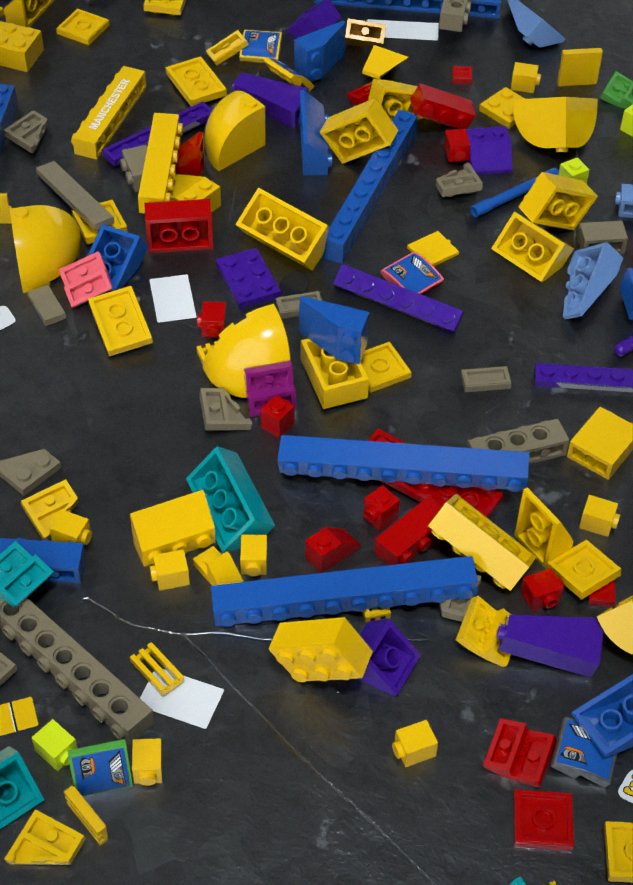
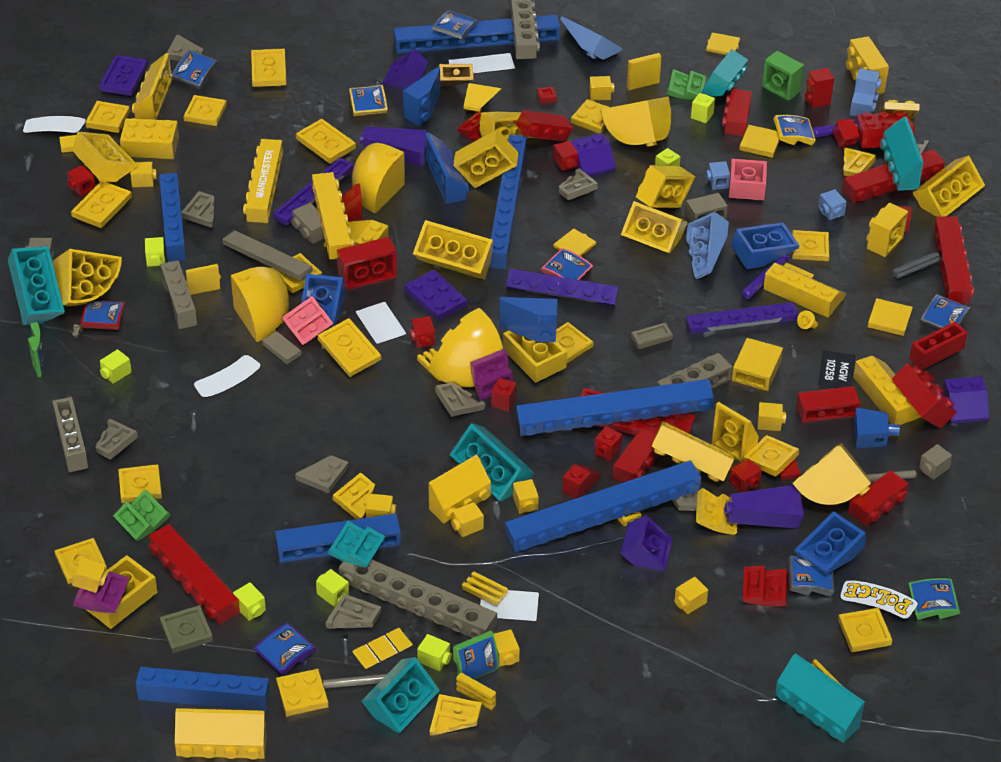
camera: 15 degrees left, 5 degrees down
(217, 568) = (500, 511): yellow slope -> none
(227, 47) = (343, 107): yellow tile -> none
(287, 73) = (403, 120): yellow slope -> none
(289, 305) = (488, 305): dark tan tile -> none
(320, 650) = (605, 545): yellow brick -> none
(488, 204) = (606, 200): blue piece -> none
(543, 820) = (795, 625): red tile -> none

